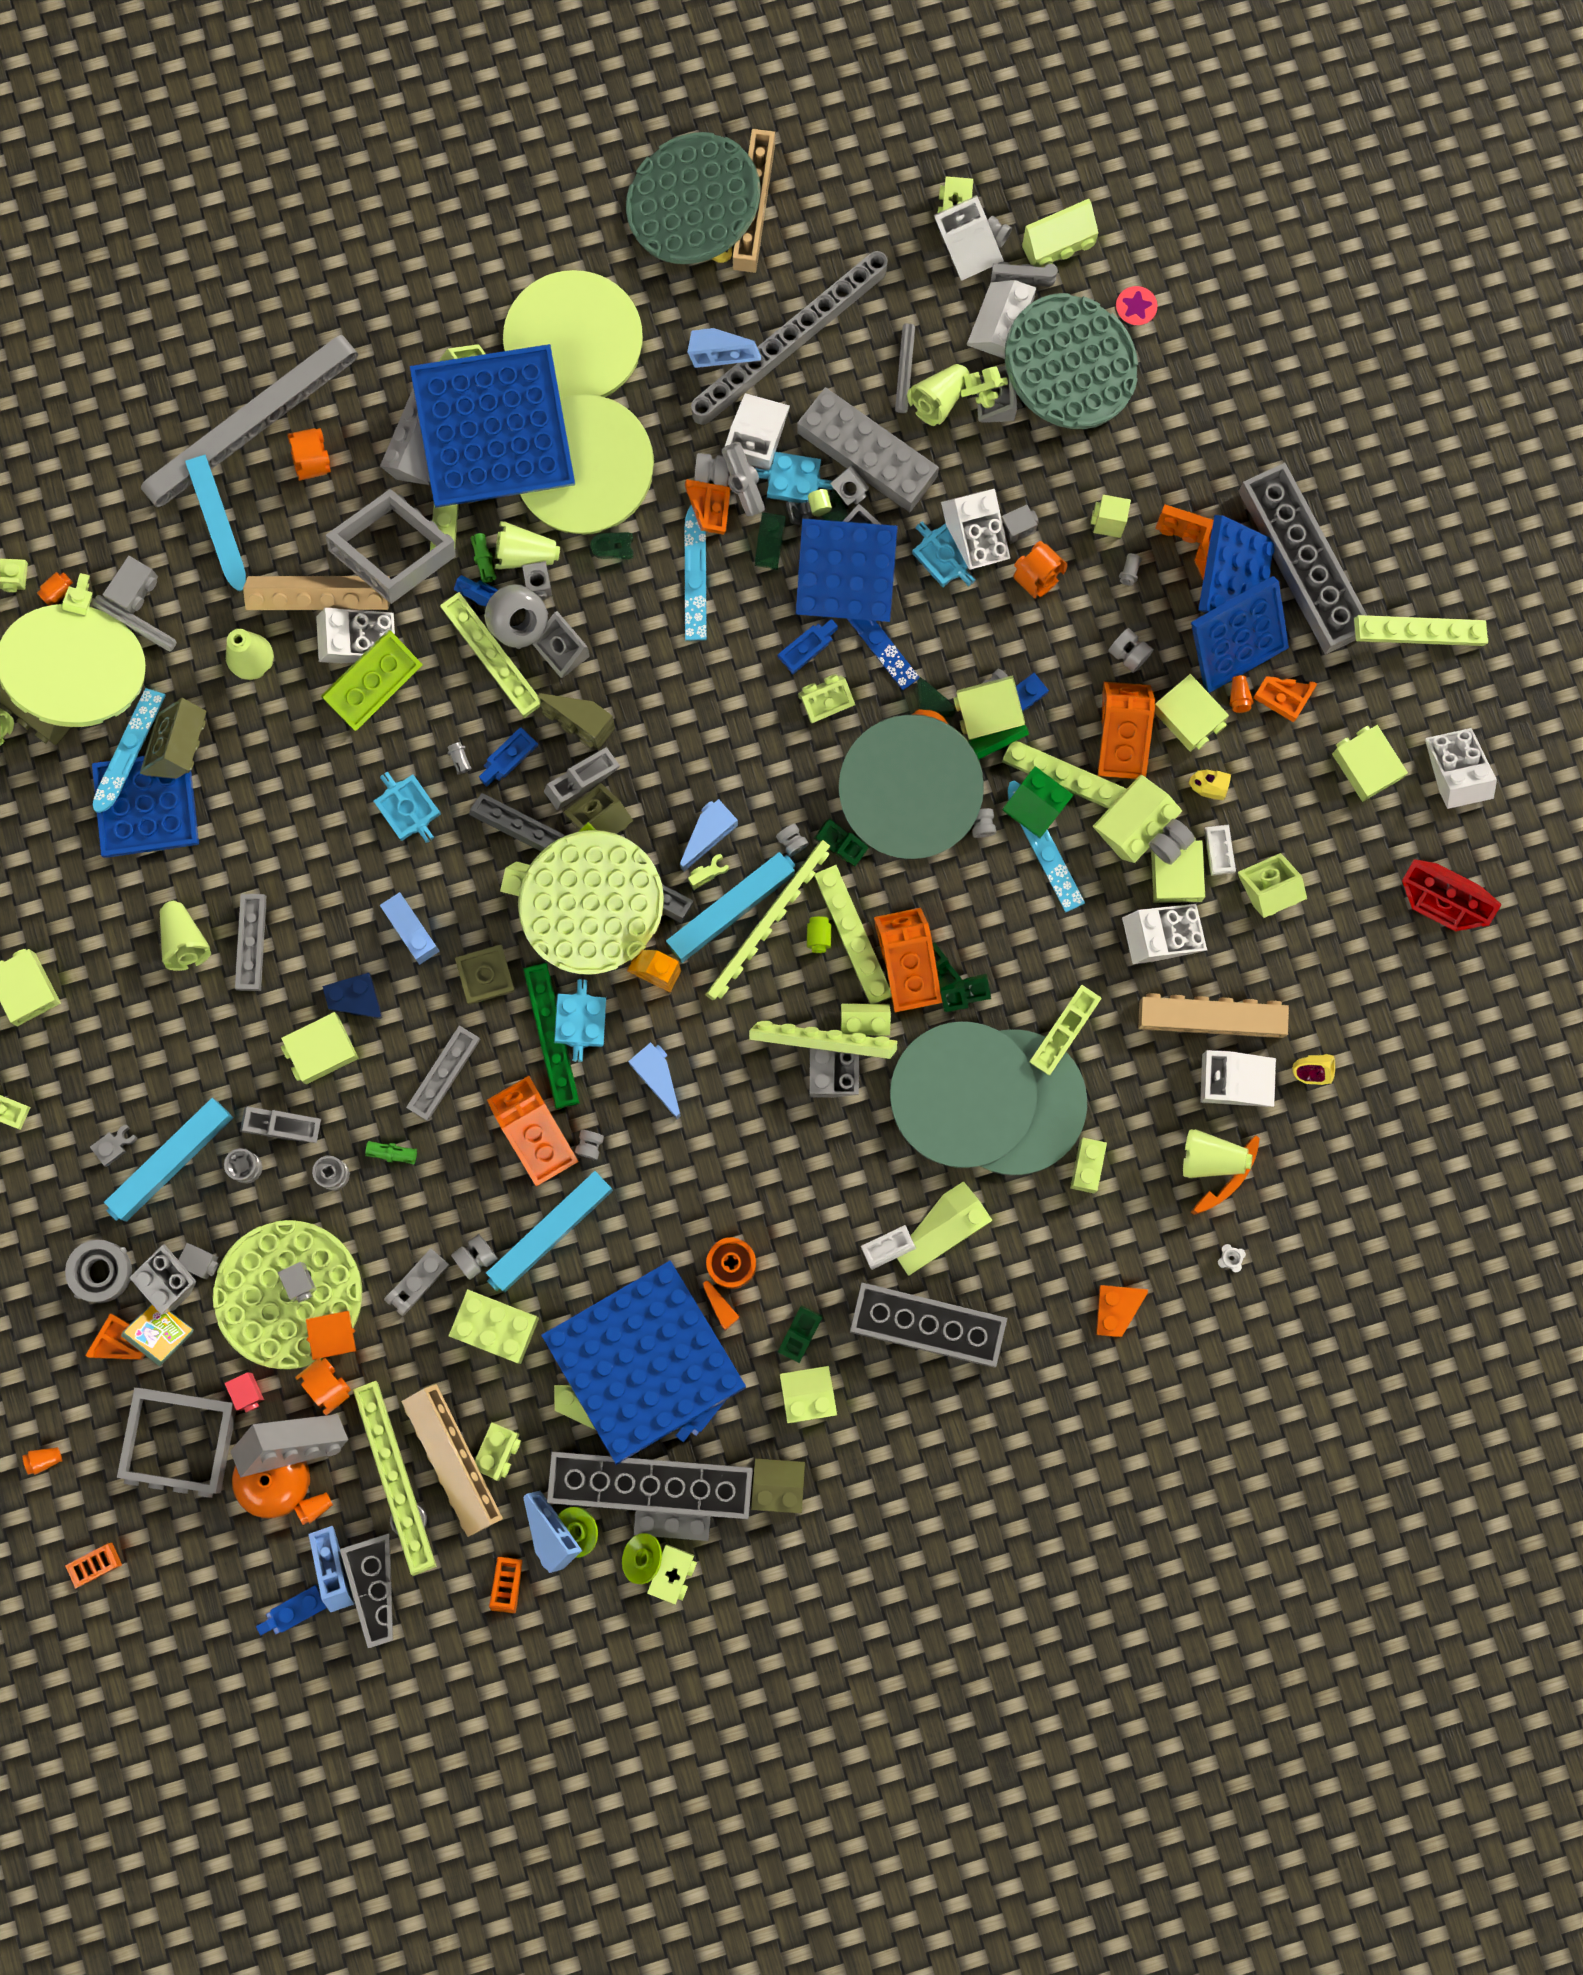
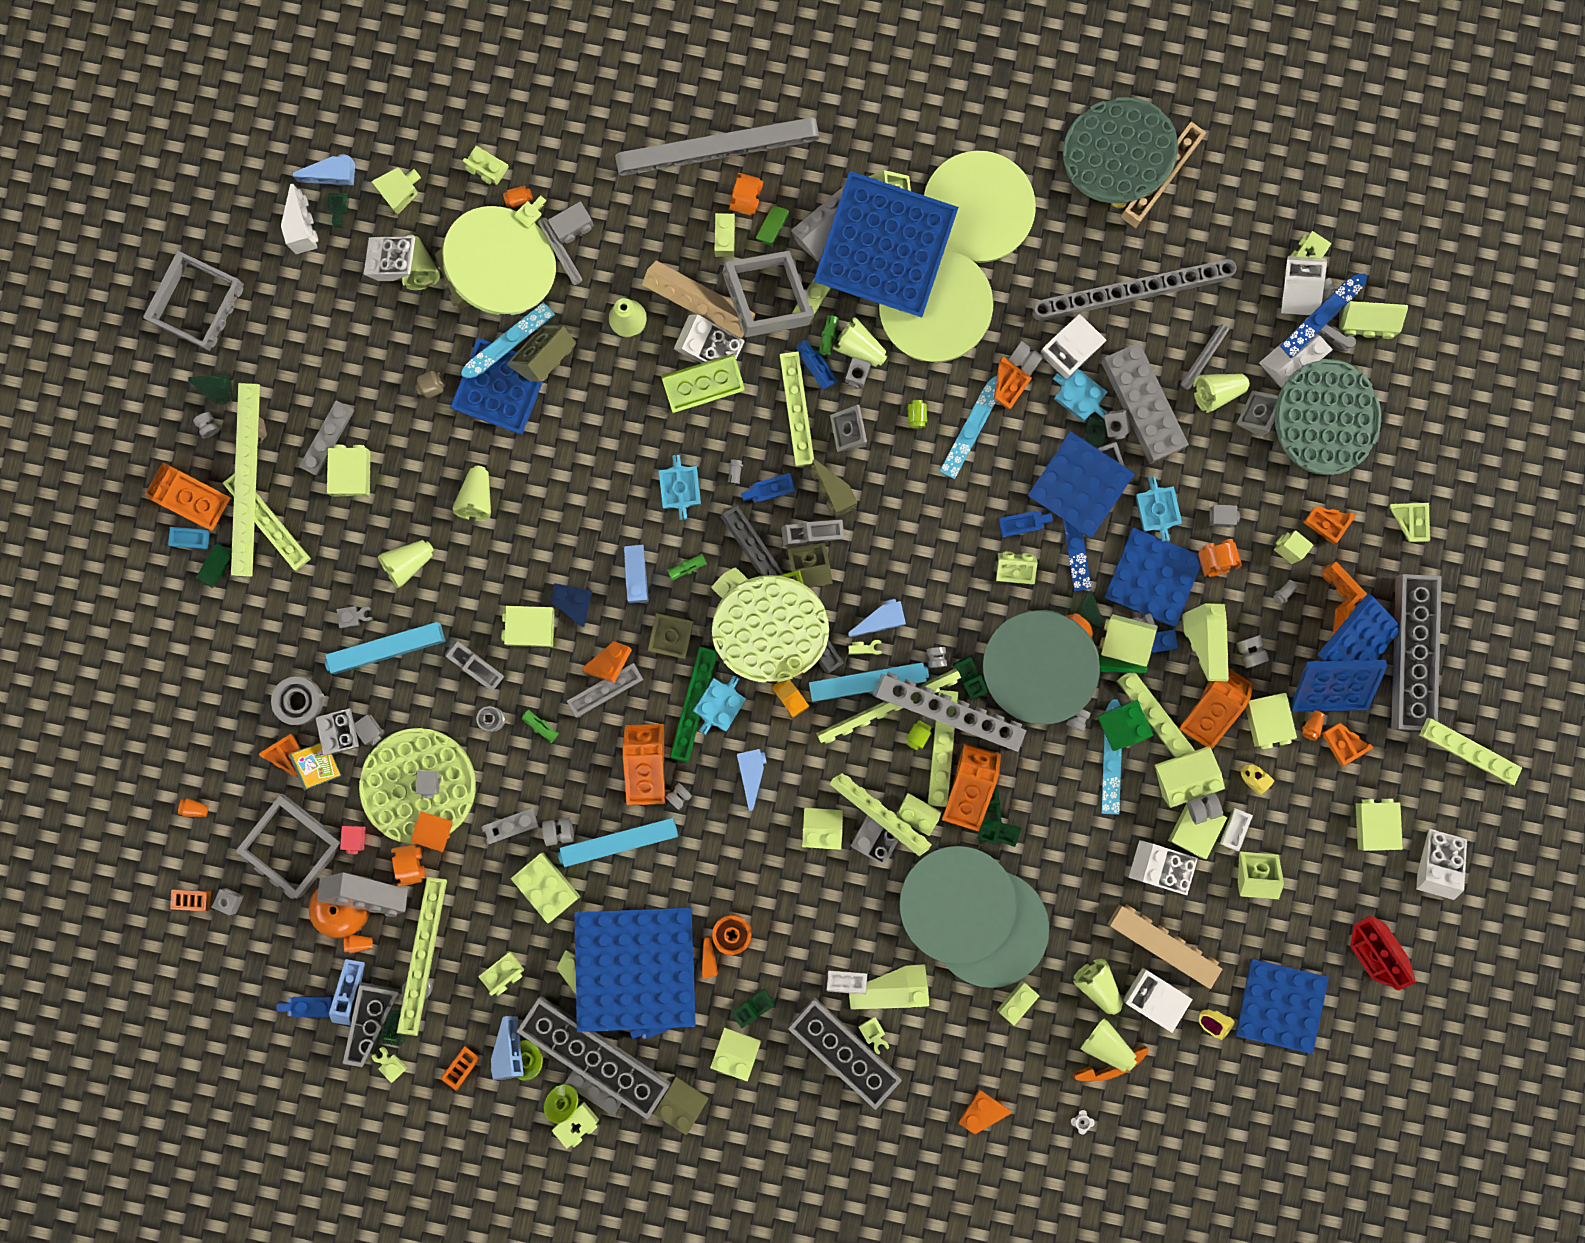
camera: 30 degrees right, 5 degrees up
(65, 842) = (430, 384): none -> dark tan head
(137, 1541) = (227, 901): none -> light grey brick
(140, 1051) = (405, 561): none -> yellowish green cone
(217, 521) = (655, 208): medium azure piece -> none
(243, 1166) = (433, 680): light grey wheel -> none
(250, 942) = (521, 524): light grey plate -> none
(309, 510) = (724, 235): none -> yellowish green brick
(357, 473) = (772, 225): none -> bright green slope
(406, 1584) = (390, 1033): none -> clear green slope
(427, 1626) = (391, 1066): none -> yellowish green plate
(431, 1040) = (608, 662): none -> orange wing
(451, 1460) = (468, 964): tan brick -> none
(462, 889) = (687, 567): none -> bright green pin
(504, 604) = (828, 380): light grey piece -> none
(603, 545) = (918, 372): clear green plate -> none
(627, 591) = (917, 414): none -> lime brick
(718, 347) = (1078, 271): light blue slope -> none
(743, 479) = (1043, 378): light grey piece -> none
(754, 903) = (1010, 740): none -> light grey brick
(769, 1094) = (822, 828): none -> yellowish green slope
(770, 540) = (1038, 432): clear green slope -> none
(817, 505) = (1086, 425): leg -> none
(946, 1287) = (872, 1033): none -> yellowish green plate
(977, 528) = (1191, 503): white slope -> none
(980, 629) = (1153, 577): none -> blue plate
(986, 395) = (1247, 398): yellowish green hips -> none
(1006, 256) = (1323, 314): none -> blue piece
(1065, 1030) = (1054, 898): yellowish green slope -> none
(1072, 656) = (1208, 637): none -> yellowish green wedge
(1136, 305) = (1398, 399): coral sticker -> none
(1136, 472) = (1329, 523): none -> orange wing
(1167, 1098) = (1099, 986): none -> yellowish green cone
(1223, 423) = (1413, 520): none -> yellowish green wing
(1375, 1013) = (1281, 1006): none -> blue plate

